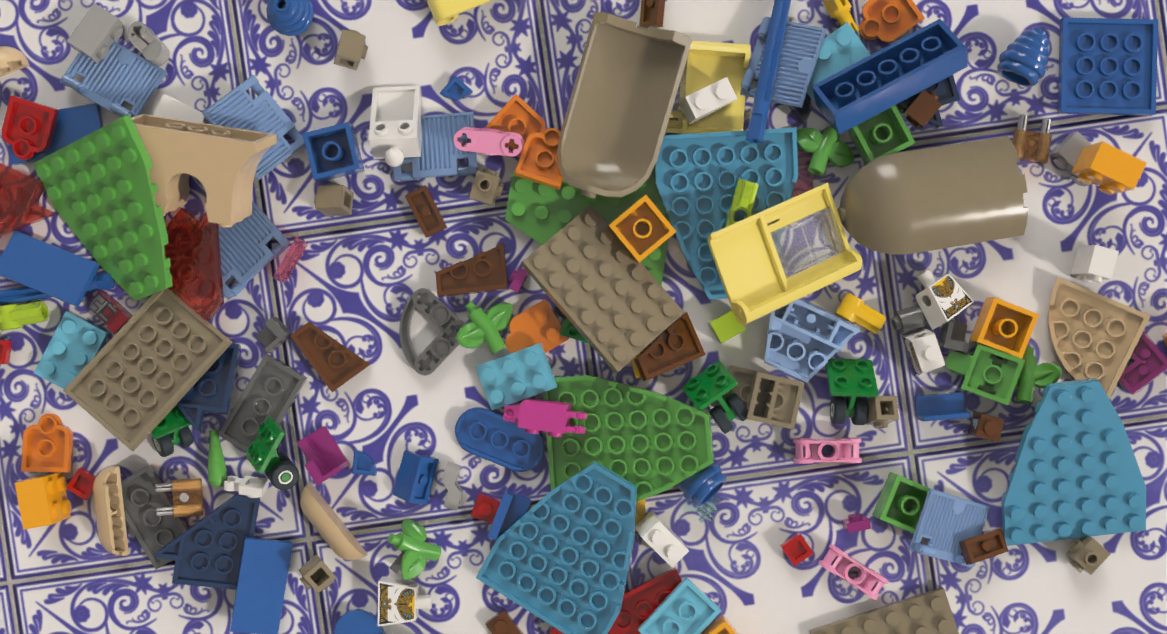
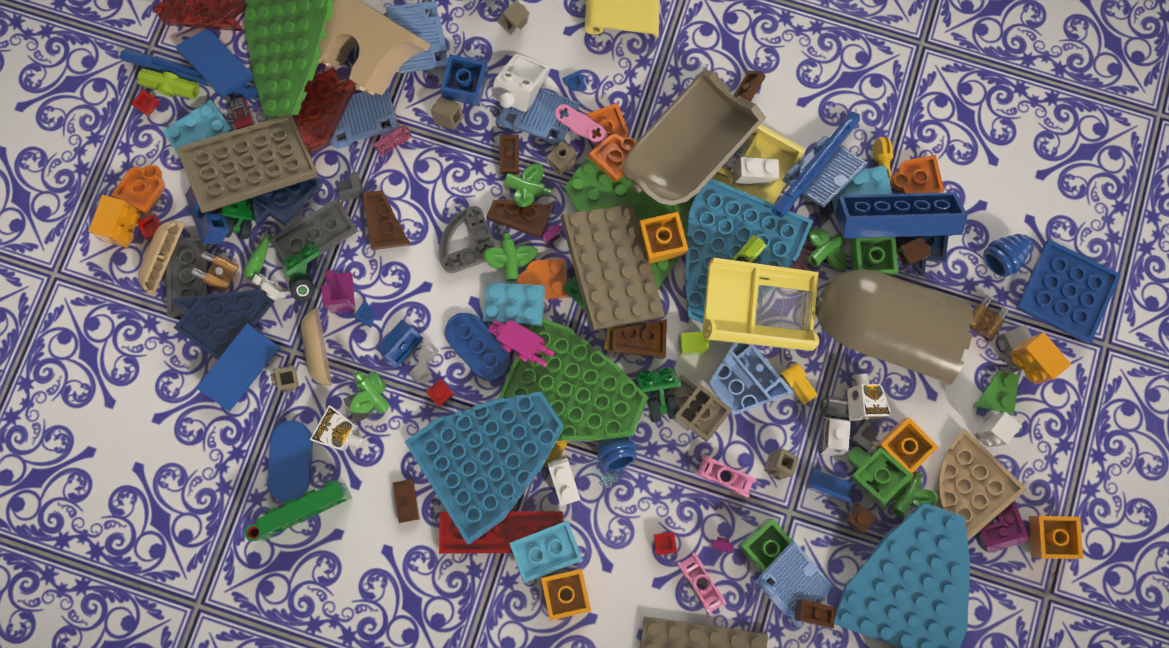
camera: 20 degrees right, 10 degrees down
(149, 456) = (210, 226): none -> blue arch
(464, 237) = (528, 185): none -> bright green plant
(509, 512) = (457, 401): blue panel -> none
(854, 380) = (770, 430): green plate -> none
(1079, 217) = (1000, 393): none -> bright green wing

